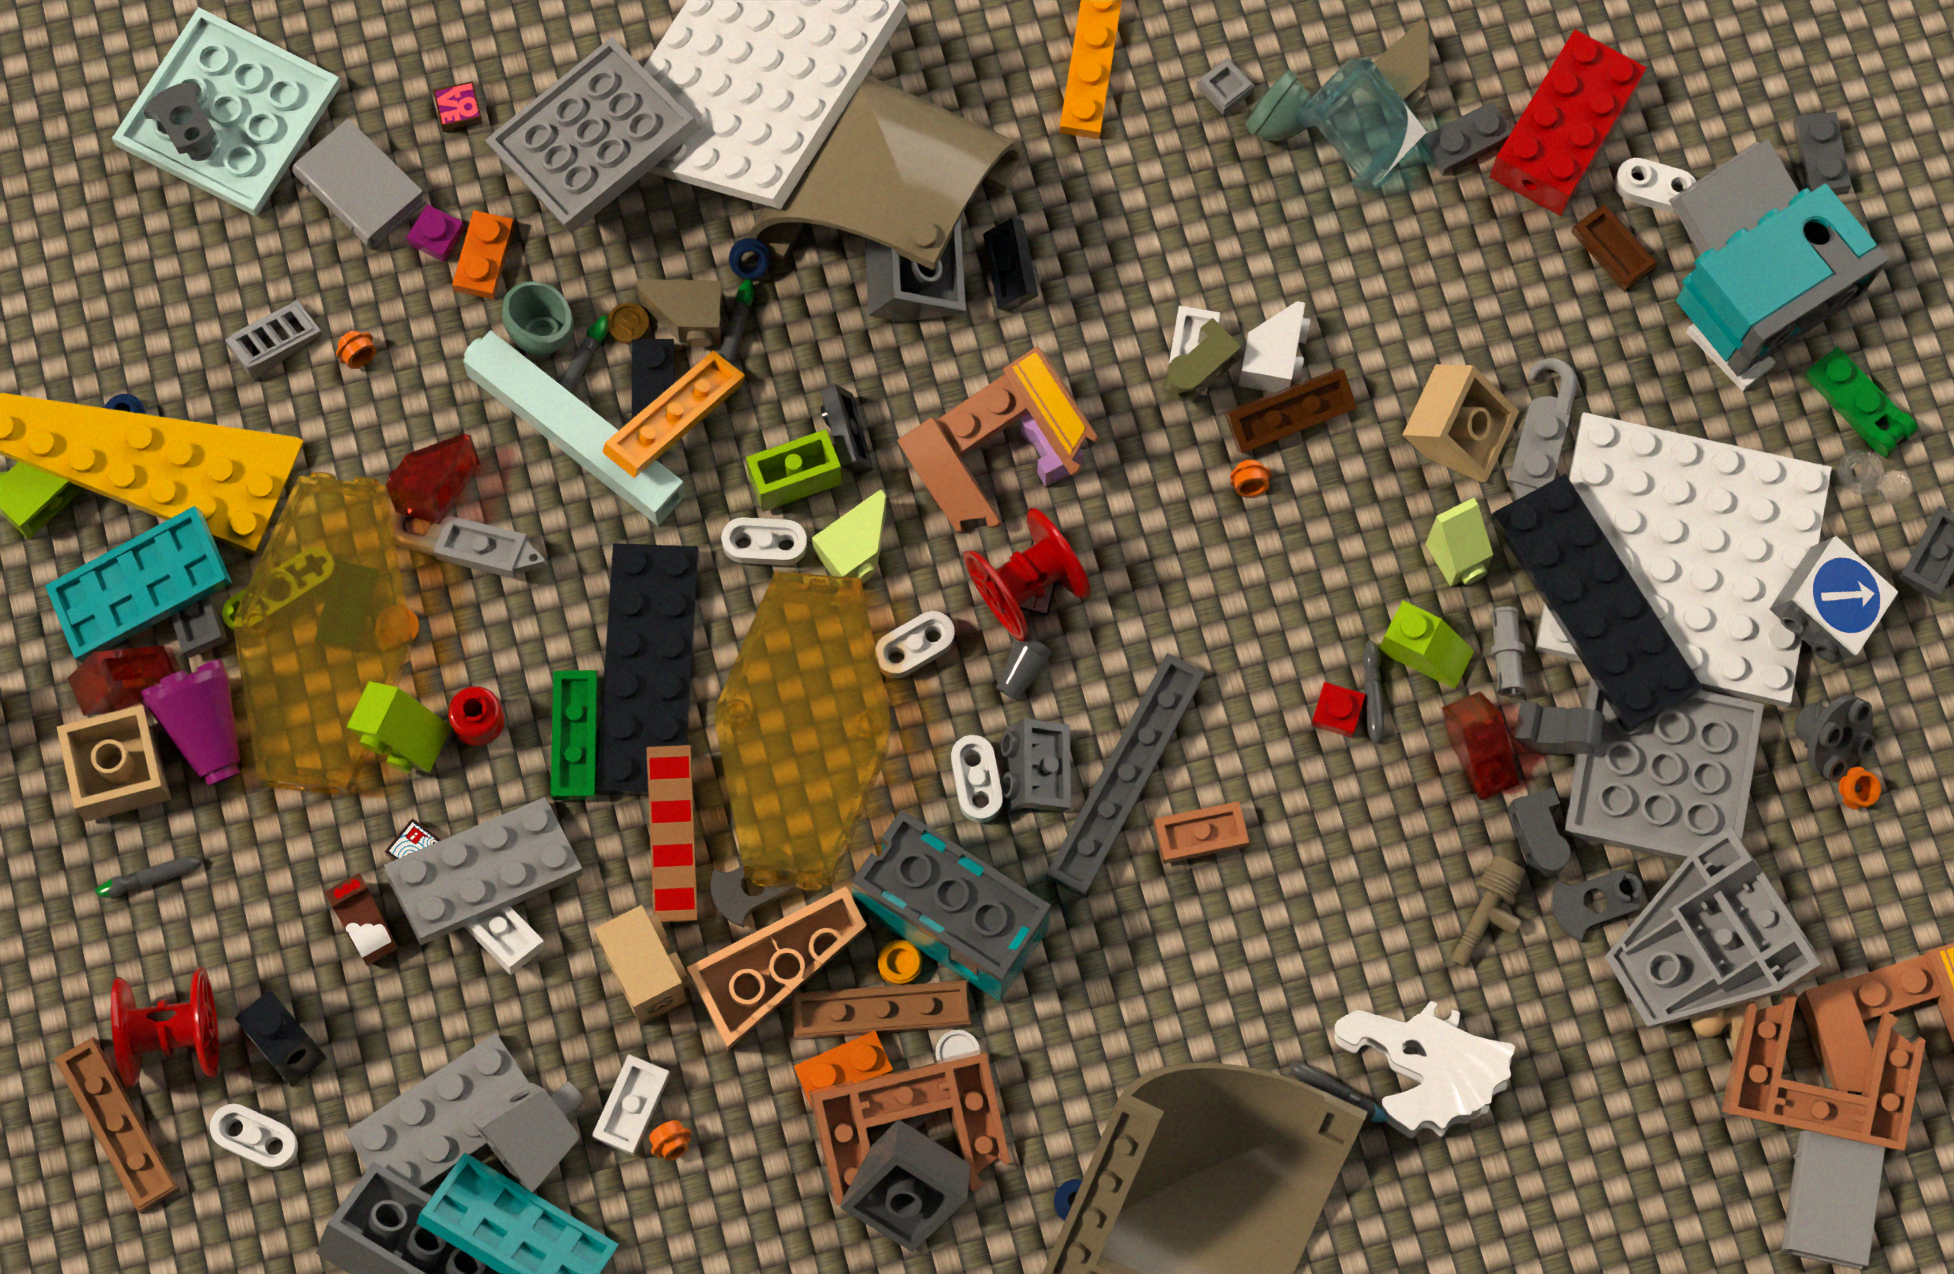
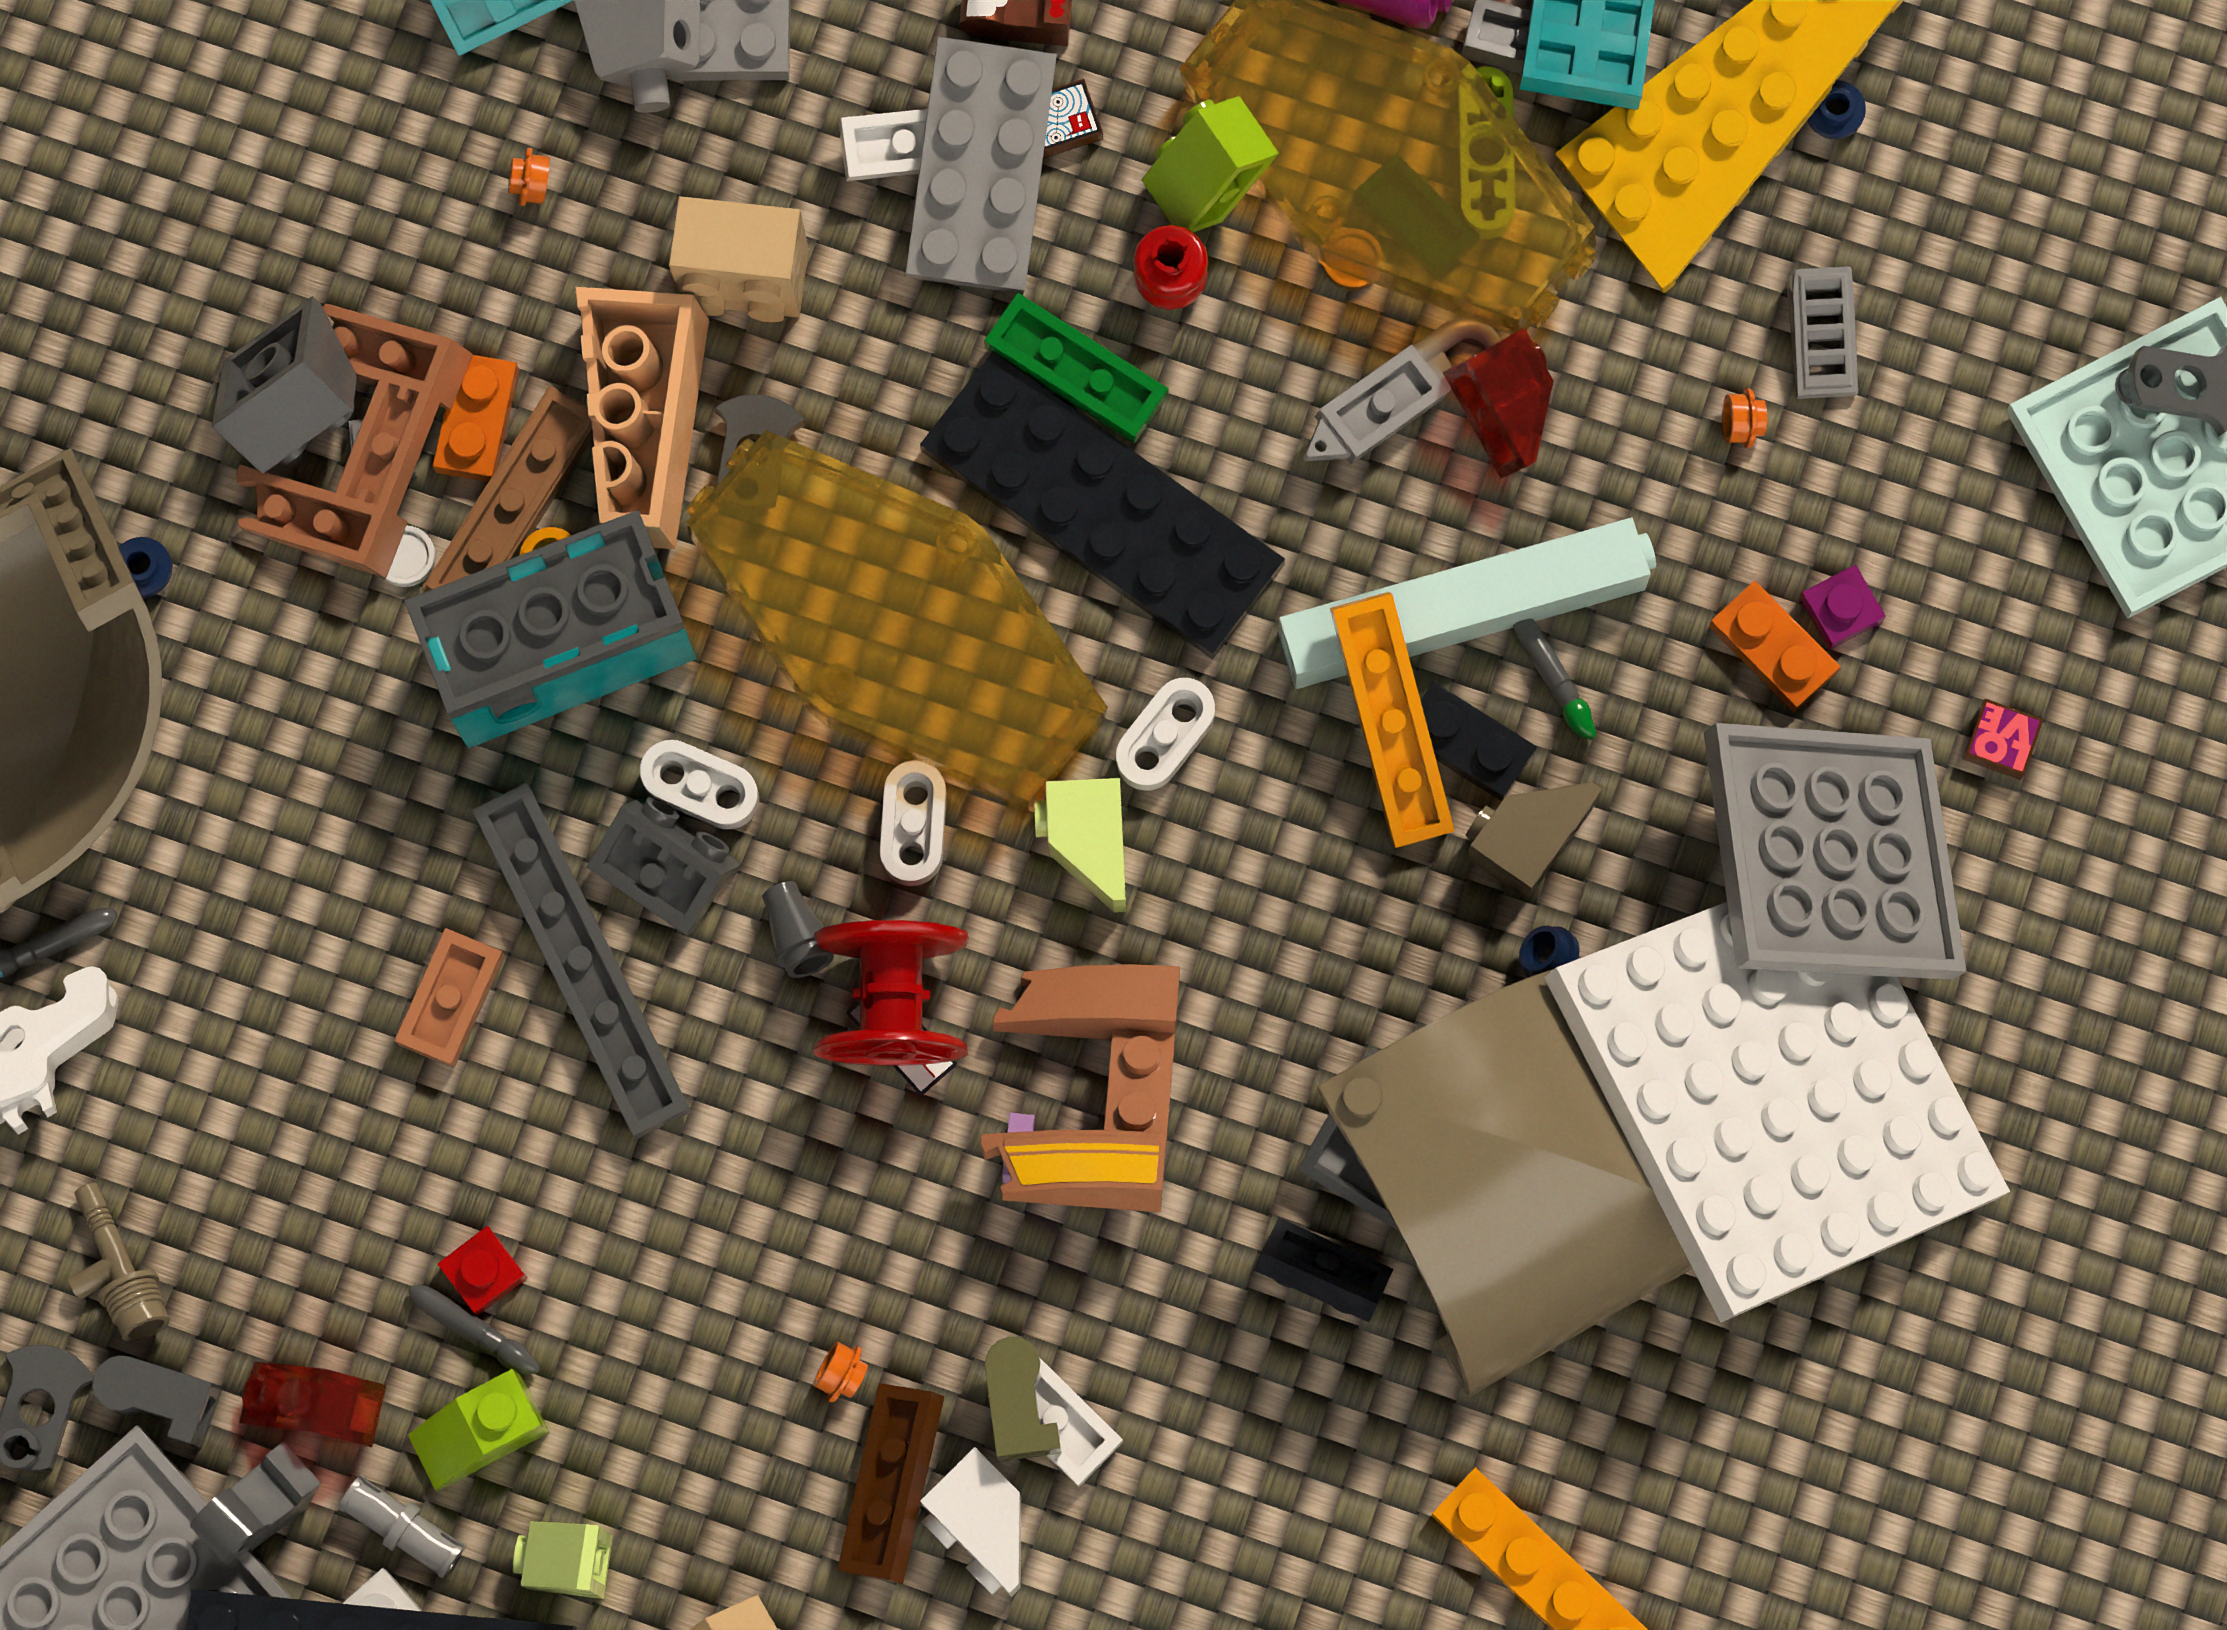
camera: 130 degrees right, 5 degrees up
(359, 184) = (1968, 554): light grey piece -> none
(537, 318) = (1631, 640): sand green hat -> none
(628, 322) = (1566, 760): pearl gold piece -> none
(631, 1105) = (600, 162): white plate -> none
(672, 833) = (877, 397): tile -> none
(737, 321) = (1476, 888): dark grey piece -> none
(794, 470) = (1224, 817): lime brick -> none
(844, 421) = (1239, 920): black plate -> none

